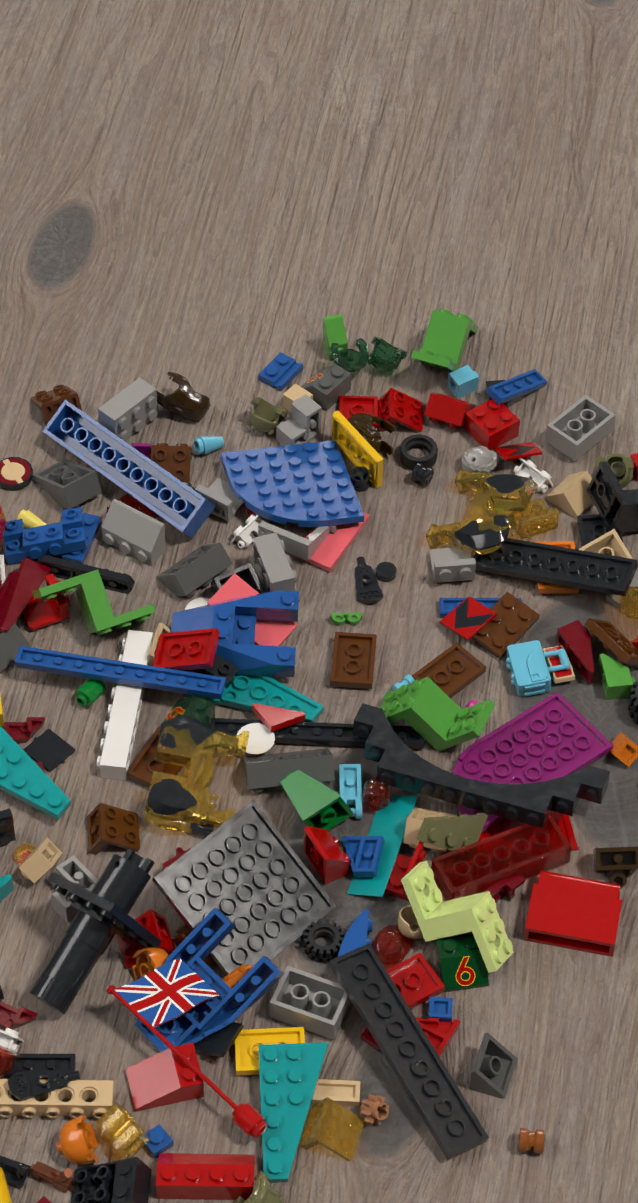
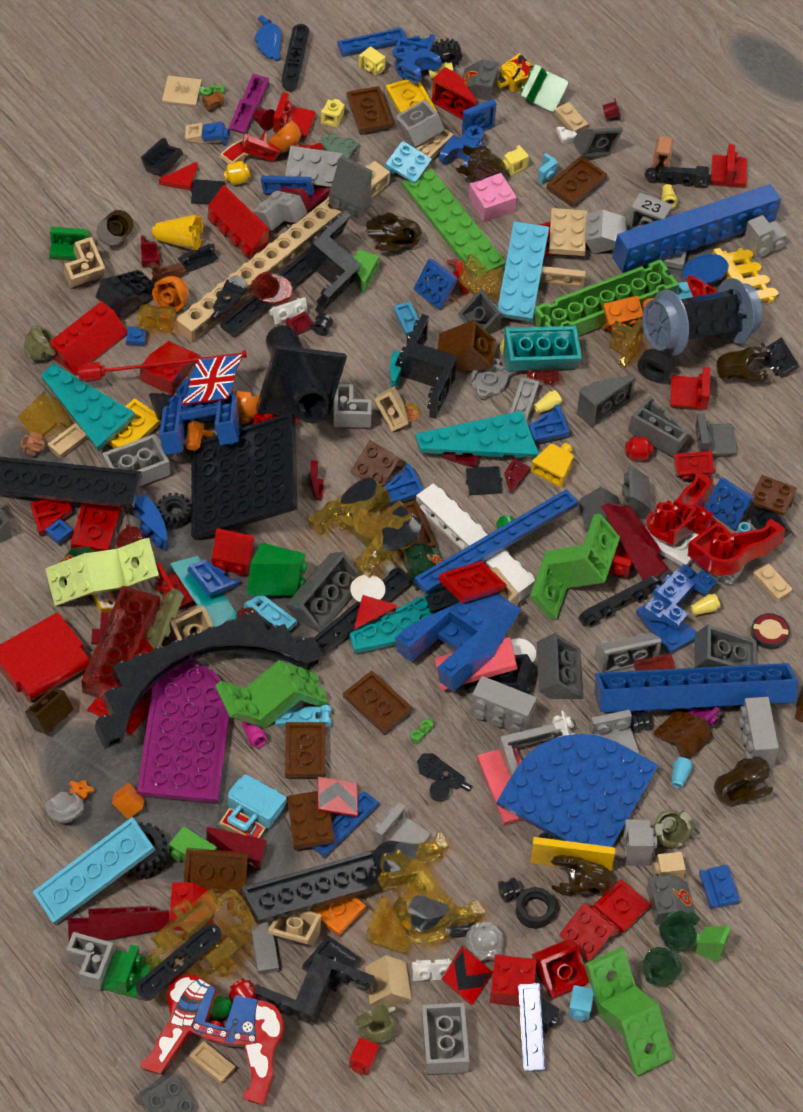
camera: 130 degrees right, 5 degrees up
(120, 794) = (404, 486): none -> blue wing

